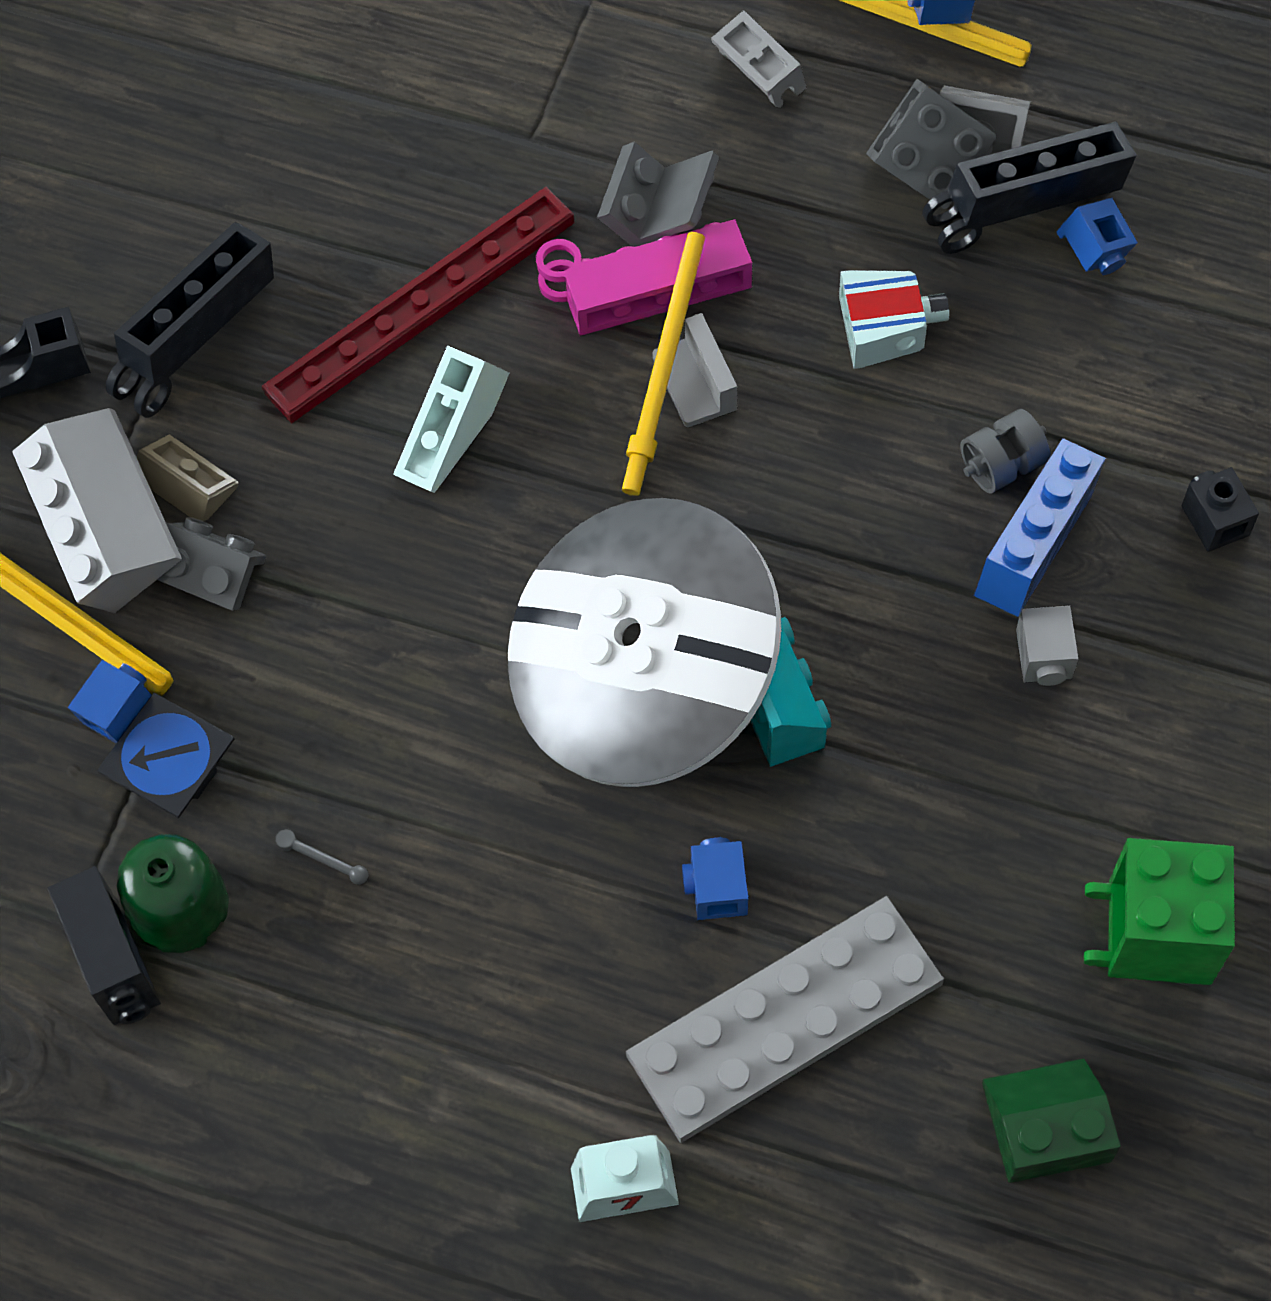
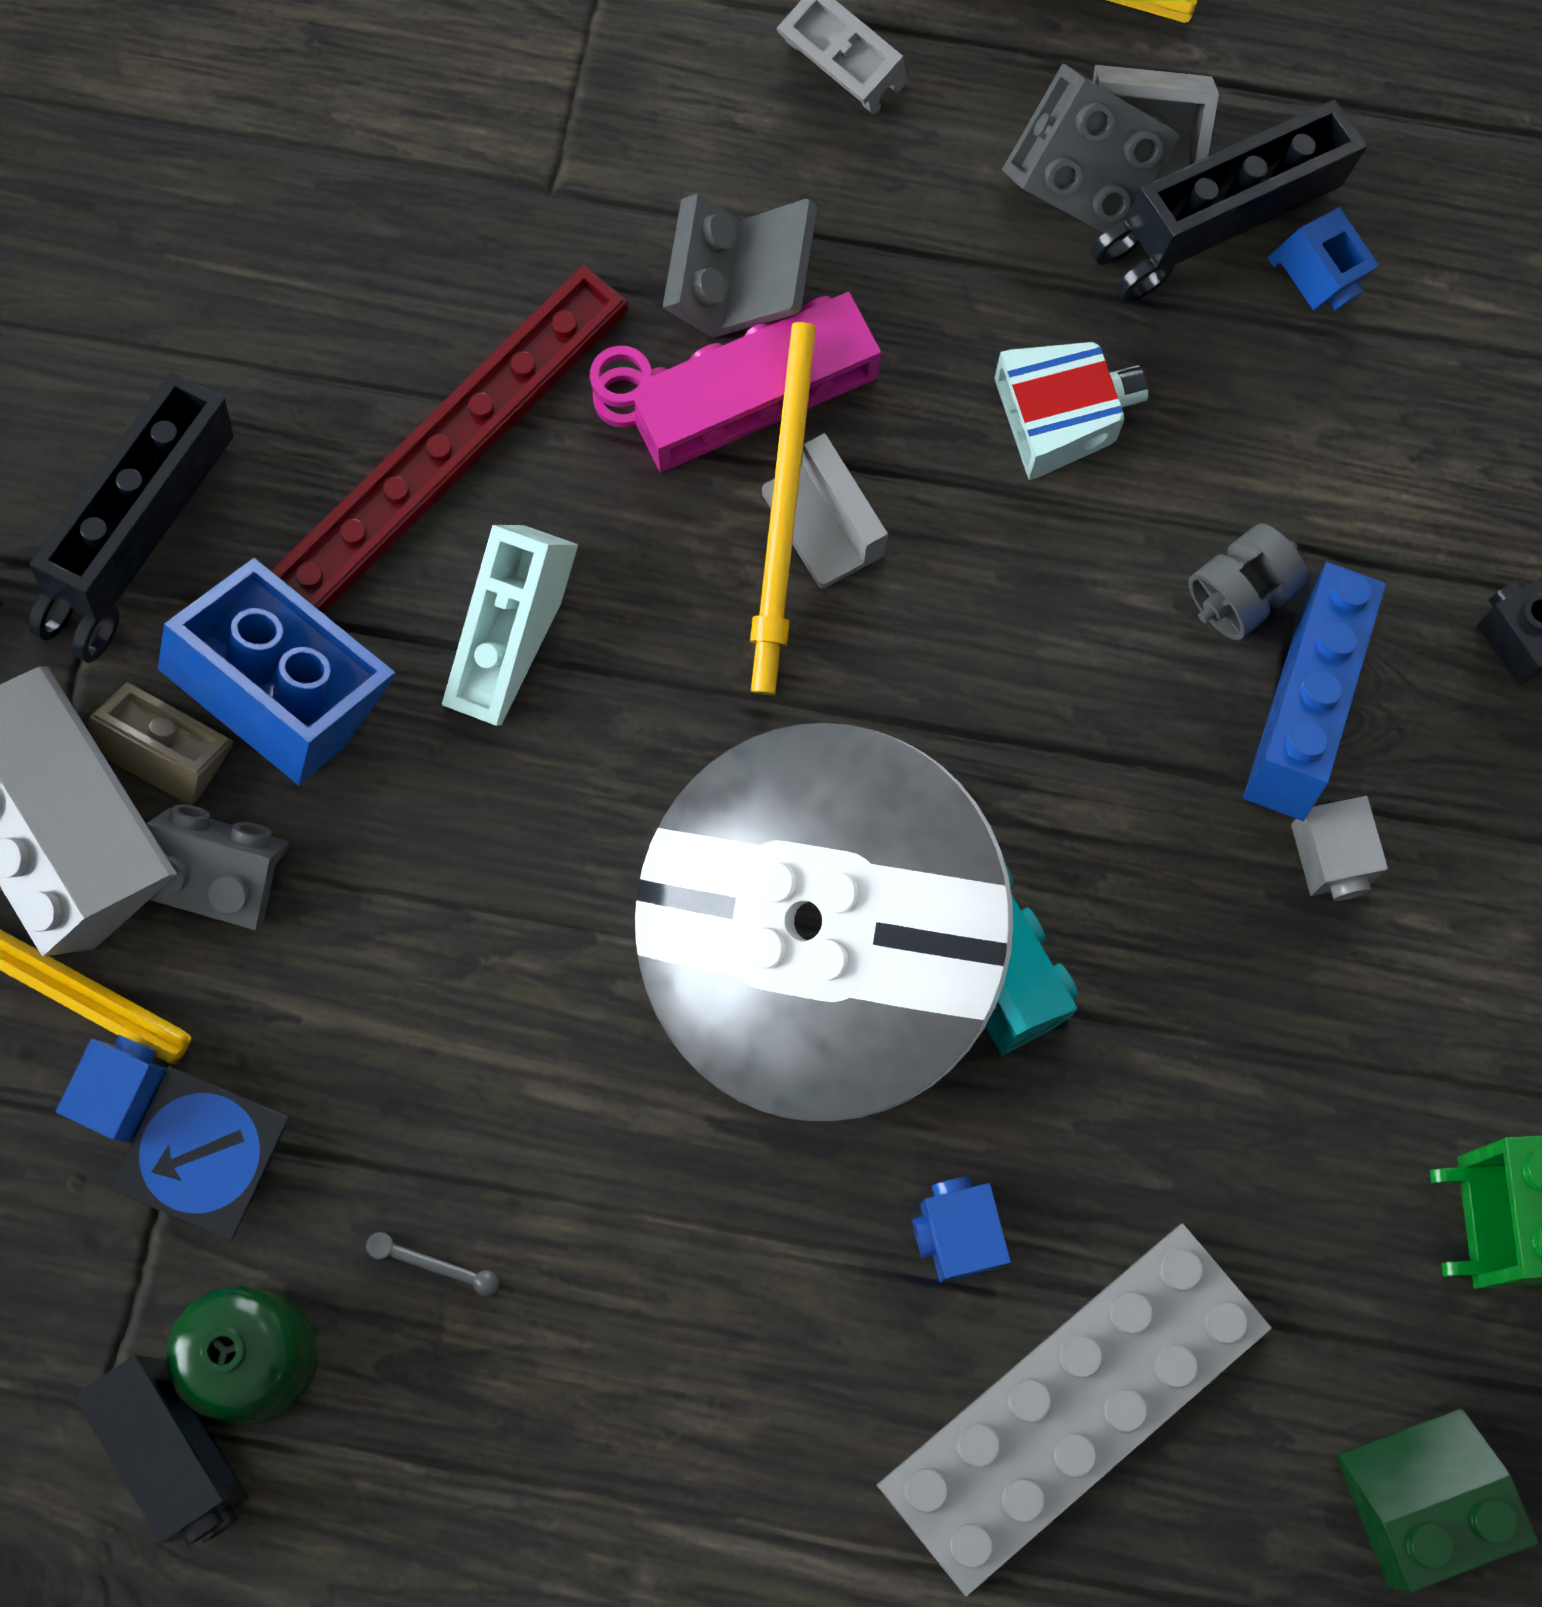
camera: 15 degrees left, 10 degrees up
(274, 433) = (273, 669): none -> blue slope

